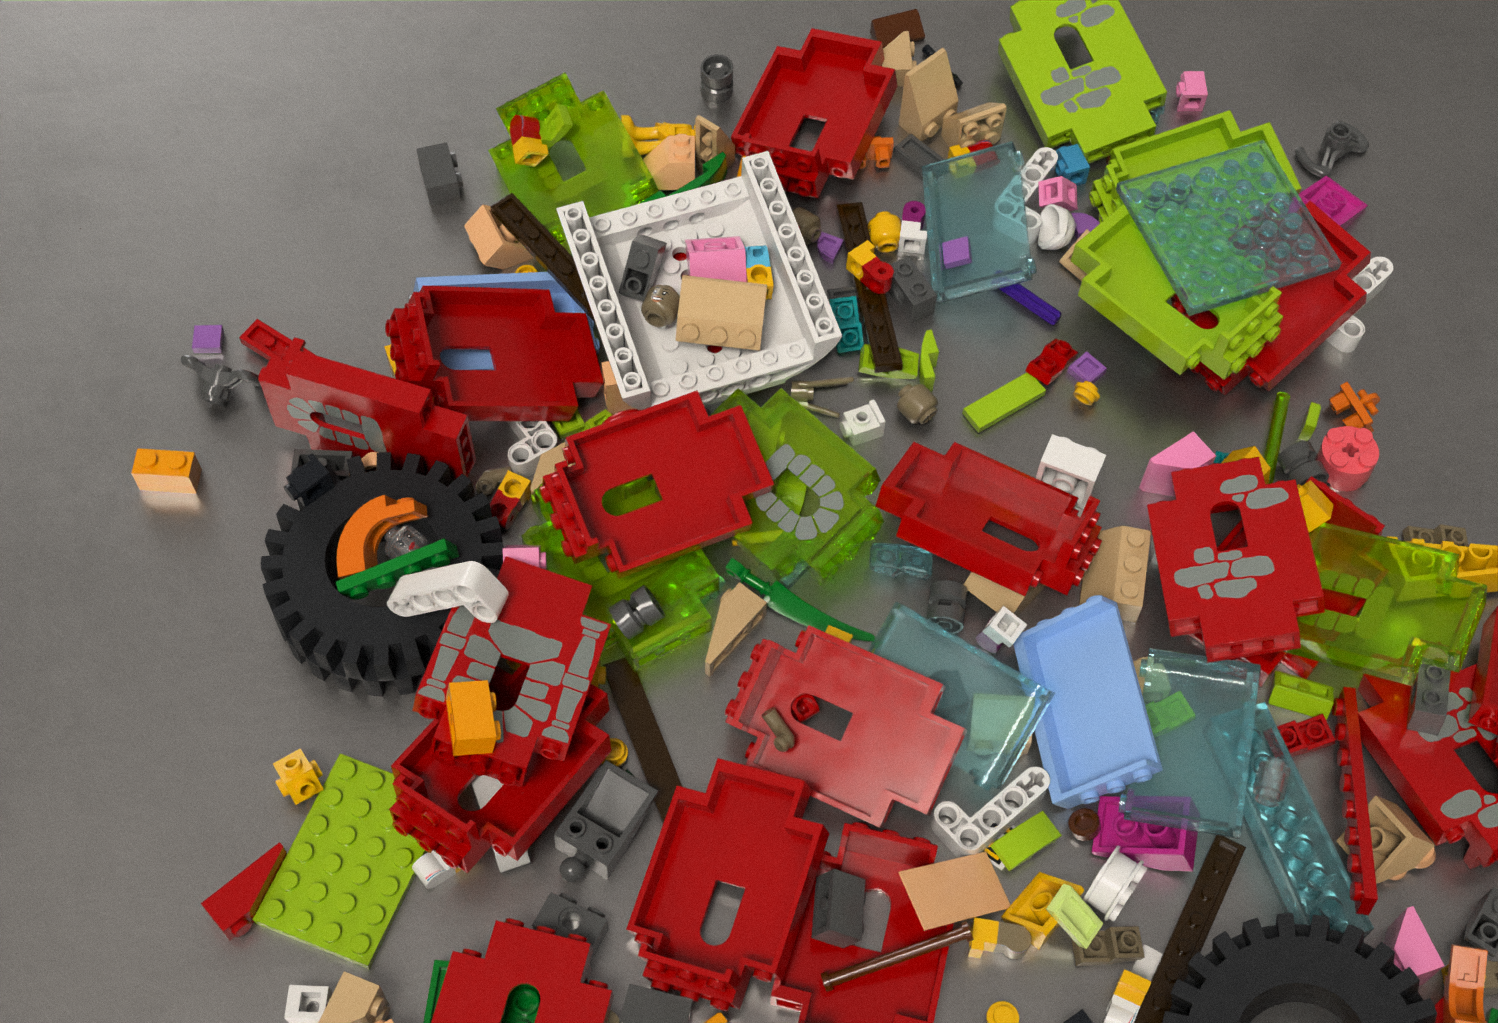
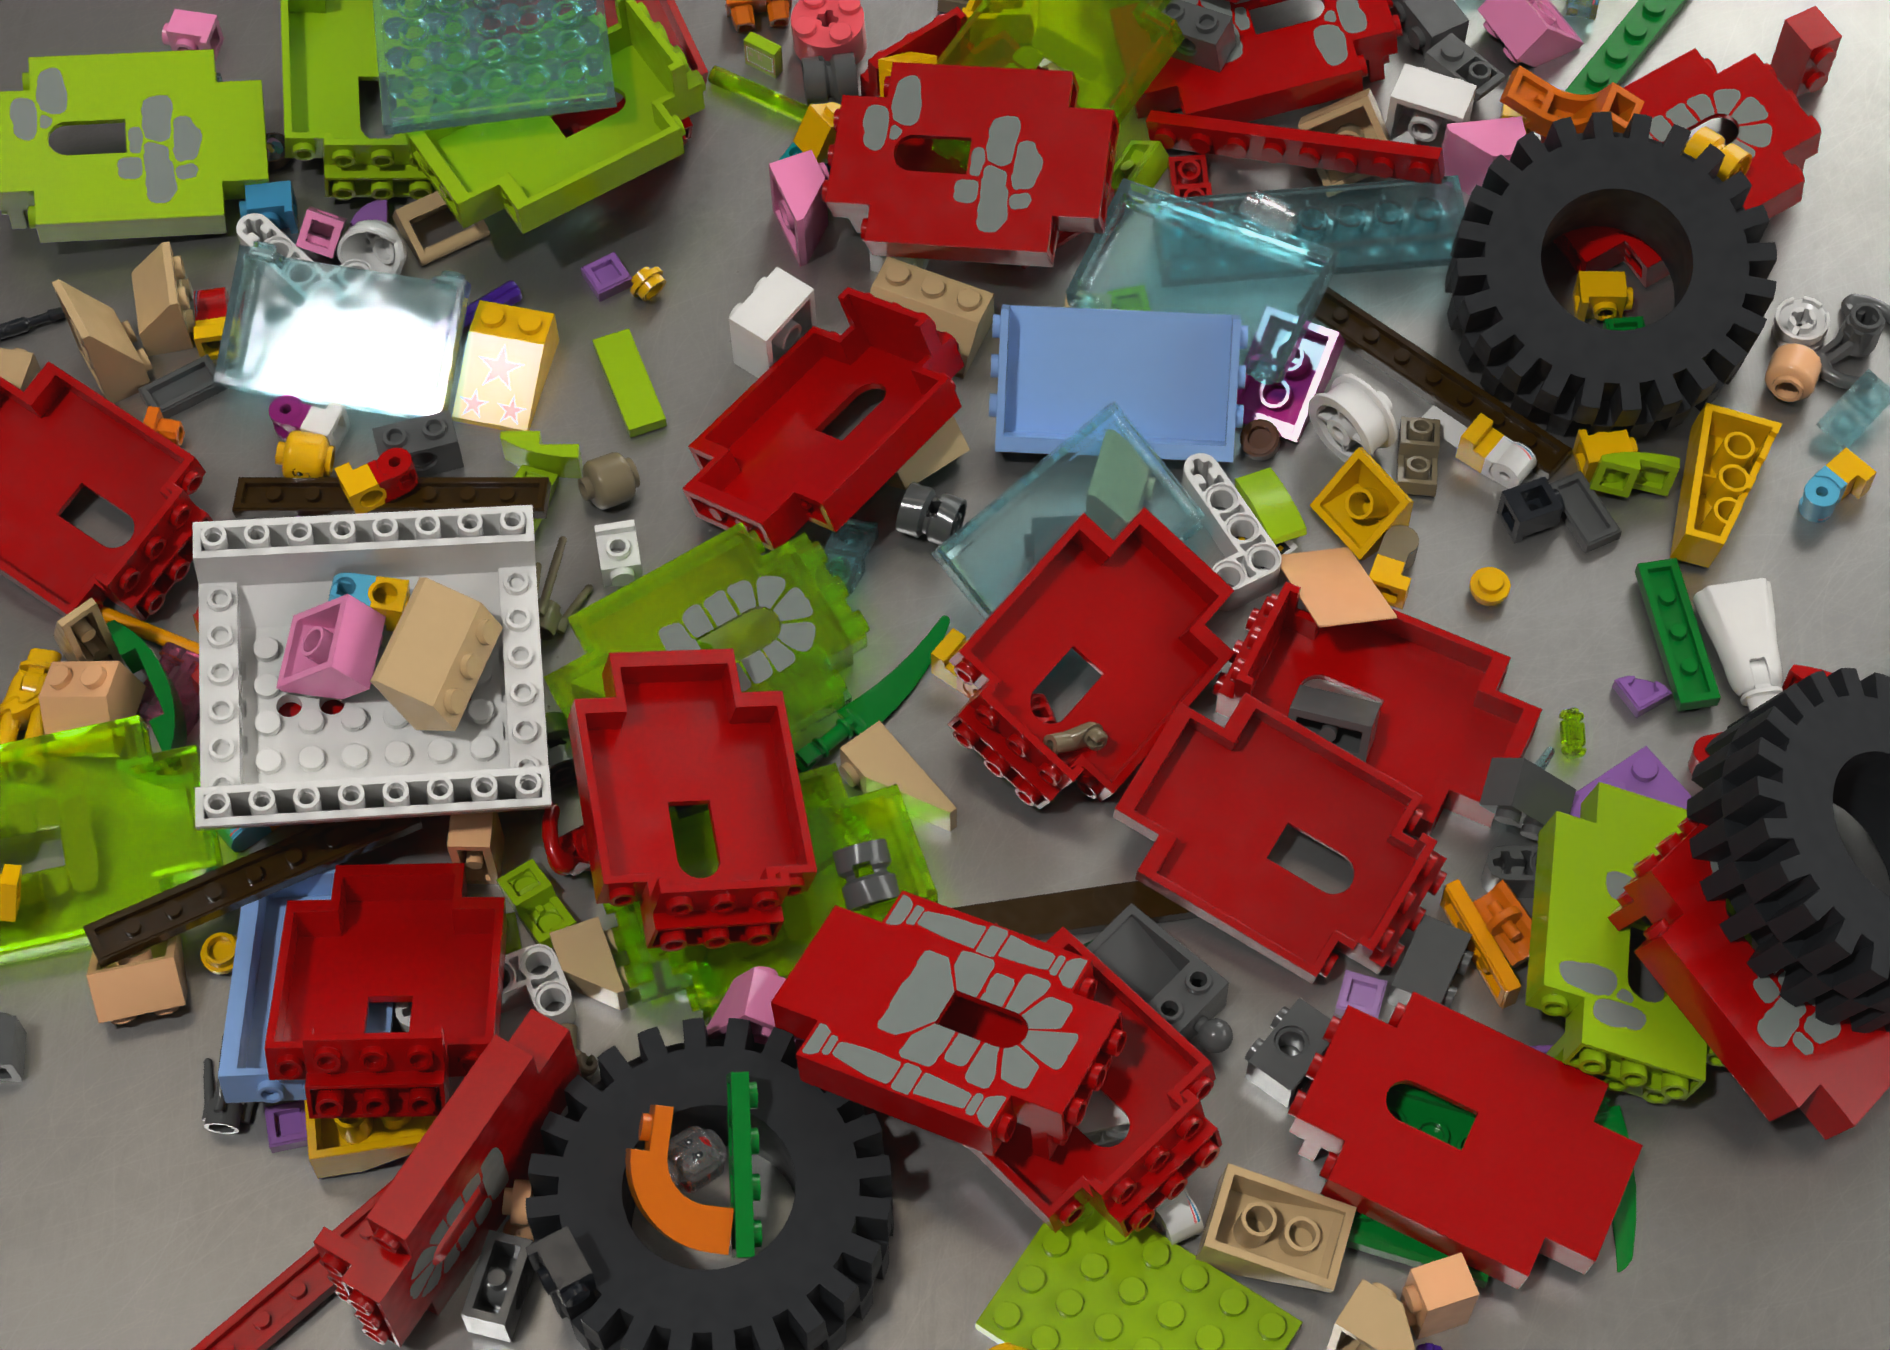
camera: 75 degrees left, 0 degrees up
(424, 930) = (1275, 1231): none -> tan slope
(450, 587) = (819, 1080): white beam -> none
(471, 717) = (1046, 1057): light orange brick -> none
(510, 498) = (611, 1026): leg -> none
(627, 970) = (1361, 993): none -> lavender tile
(642, 266) = (311, 744): dark grey slope -> none
(660, 305) = (389, 737): dark tan head -> none
(897, 956) = (1398, 585): reddish brown bar -> none
(957, 252) = (377, 373): medium lavender tile -> none
(990, 325) = (505, 366): none -> slope
(1000, 629) = (987, 457): white leg -> none
(1052, 361) = (583, 312): red slope -> none
(1074, 916) = (1392, 465): yellowish green tile -> none
(1437, 895) = (1425, 104): none -> white brick

